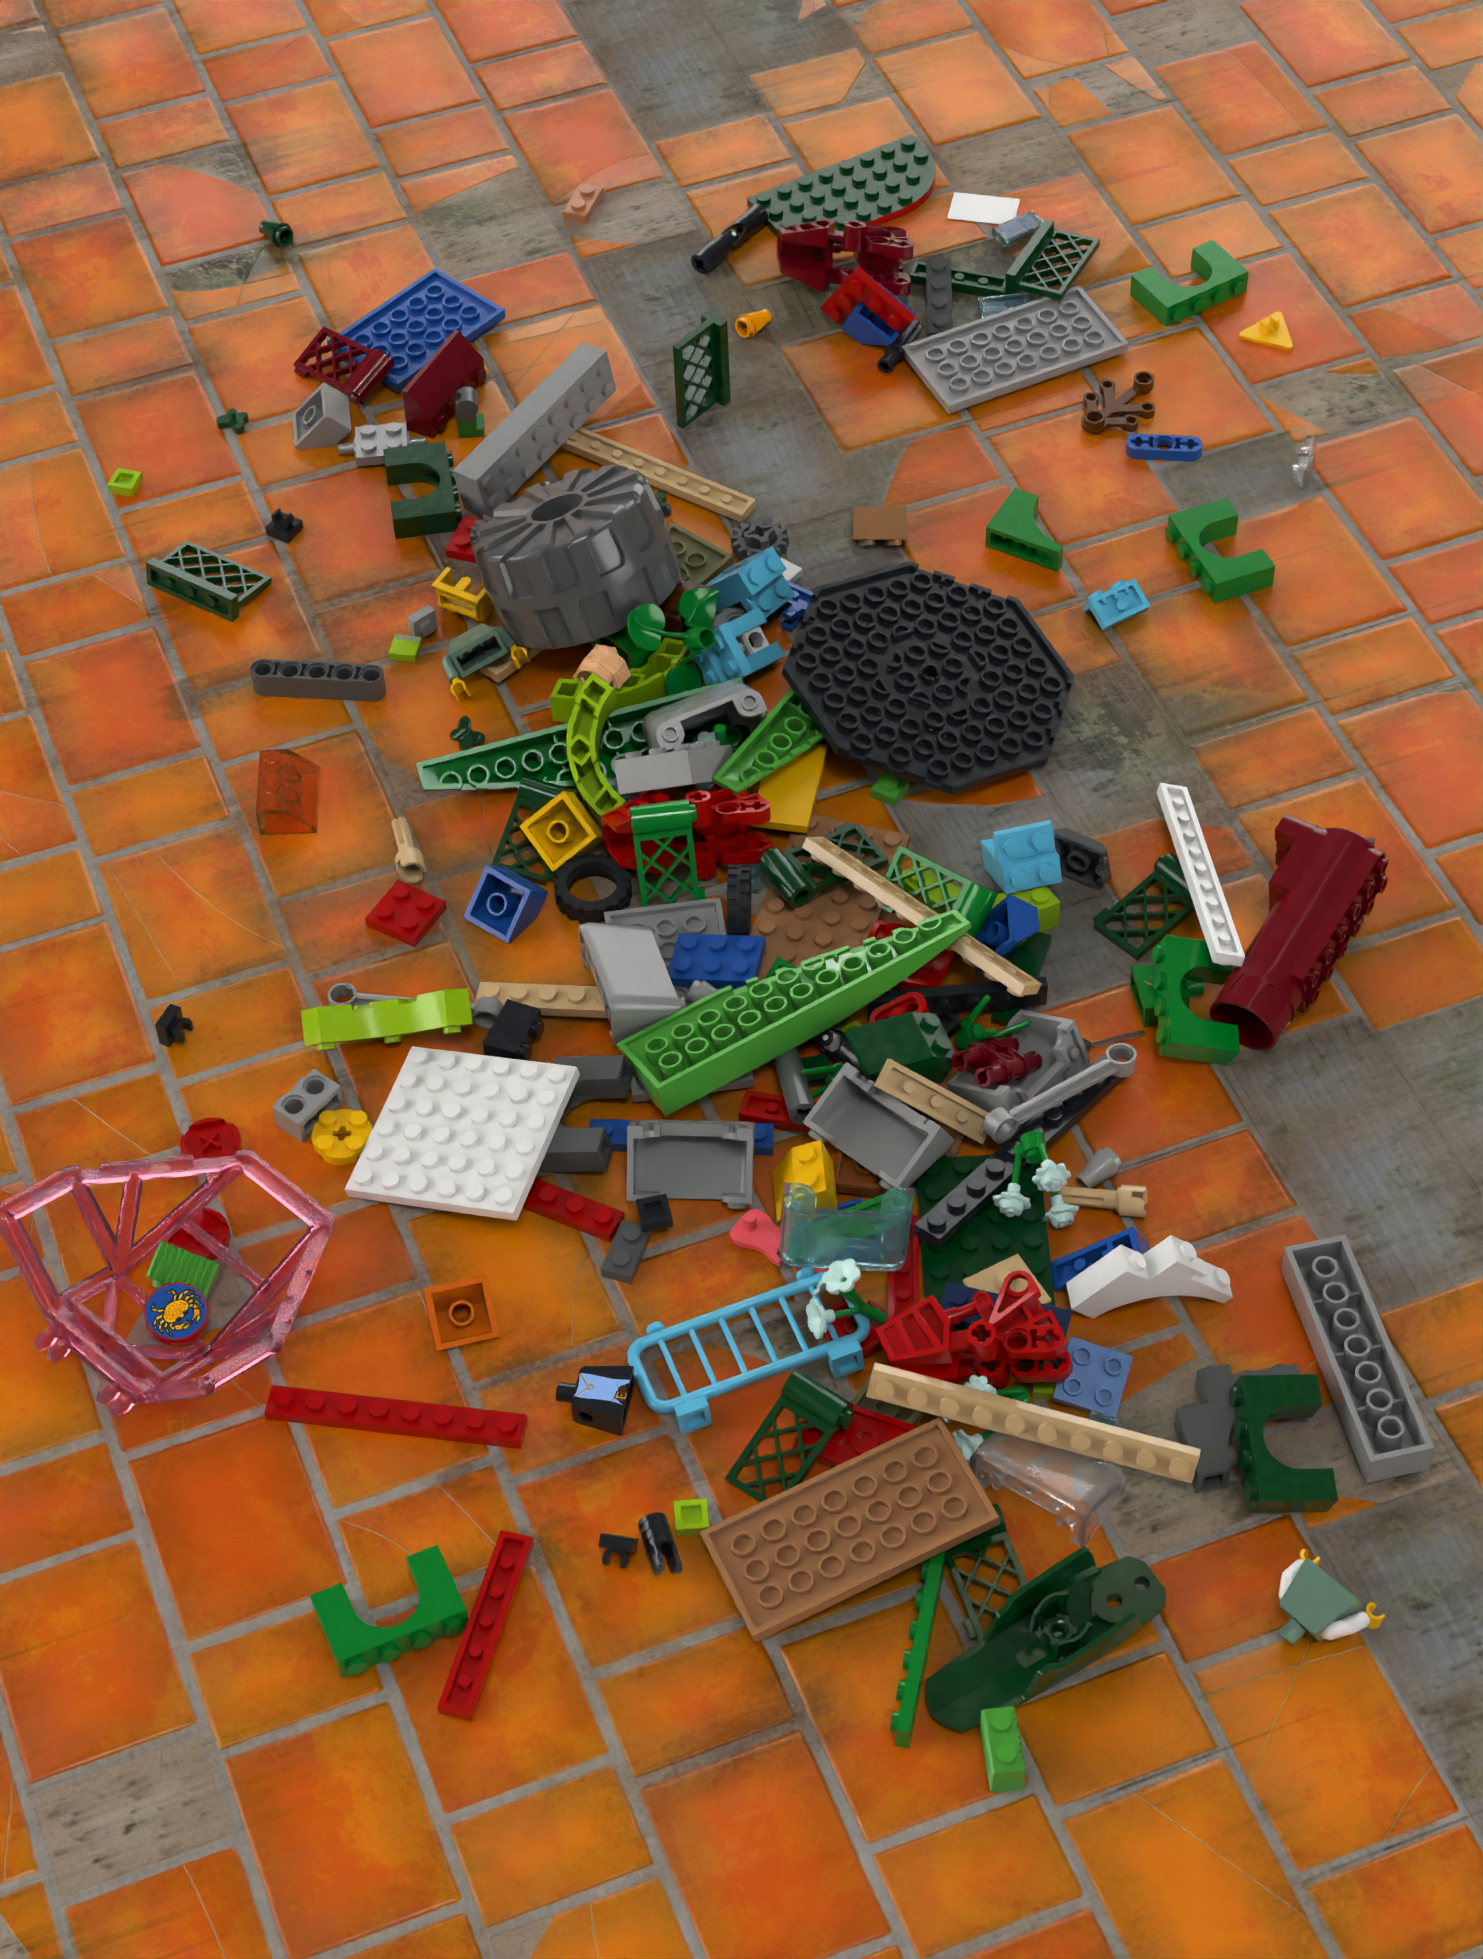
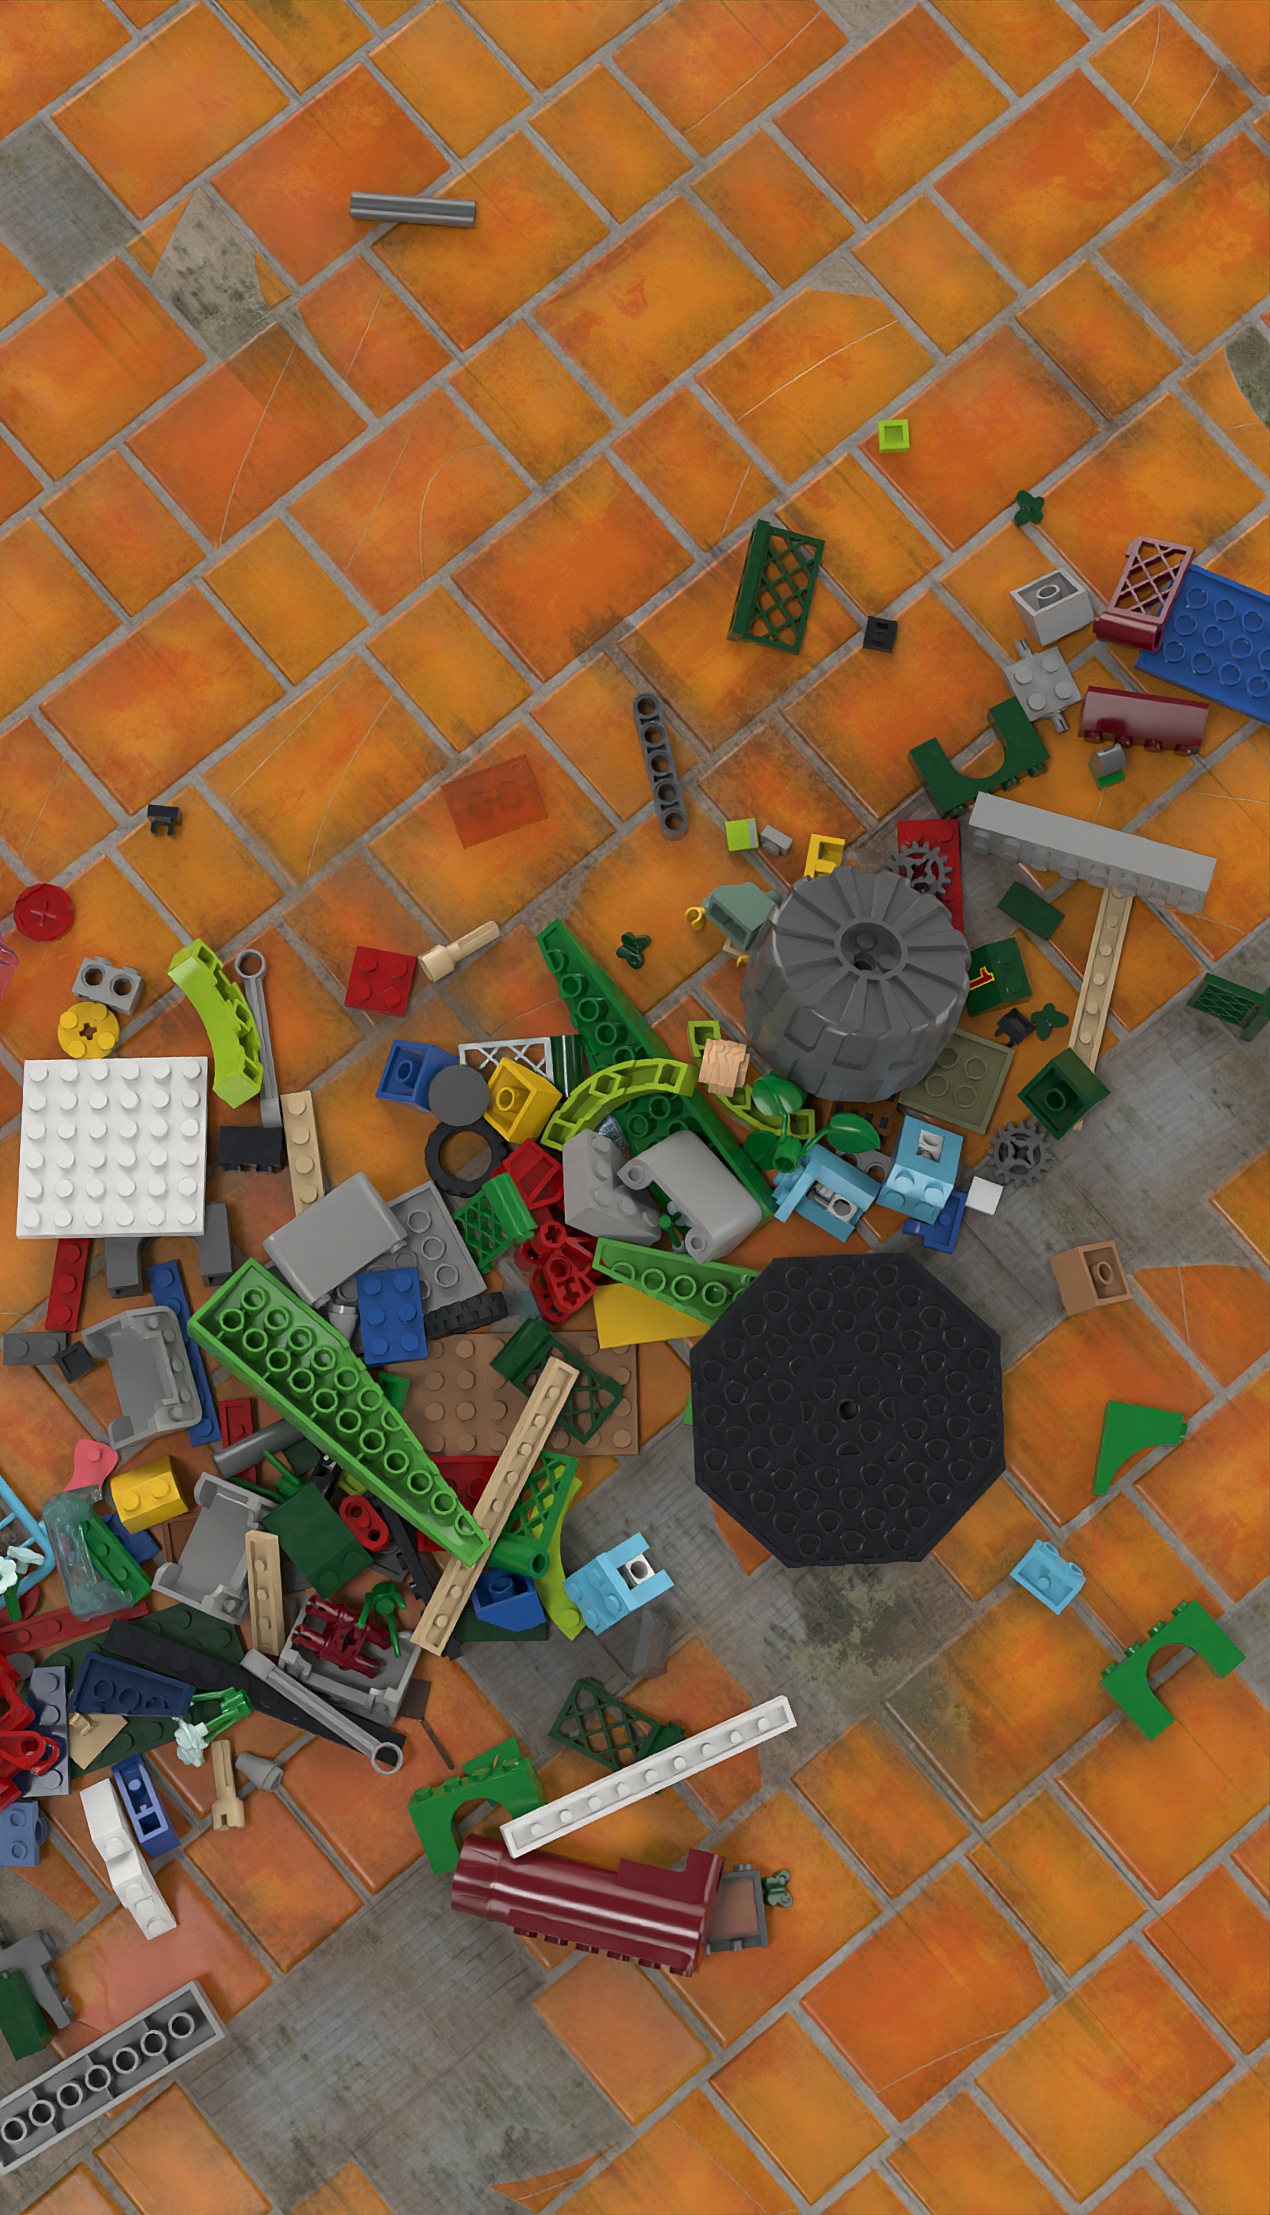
camera: 70 degrees right, 30 degrees up
(538, 864) = (458, 1095): none -> dark grey tile
(723, 495) = (1063, 1093): none -> dark green slope
(986, 1231) = (126, 1690): none -> dark blue wing

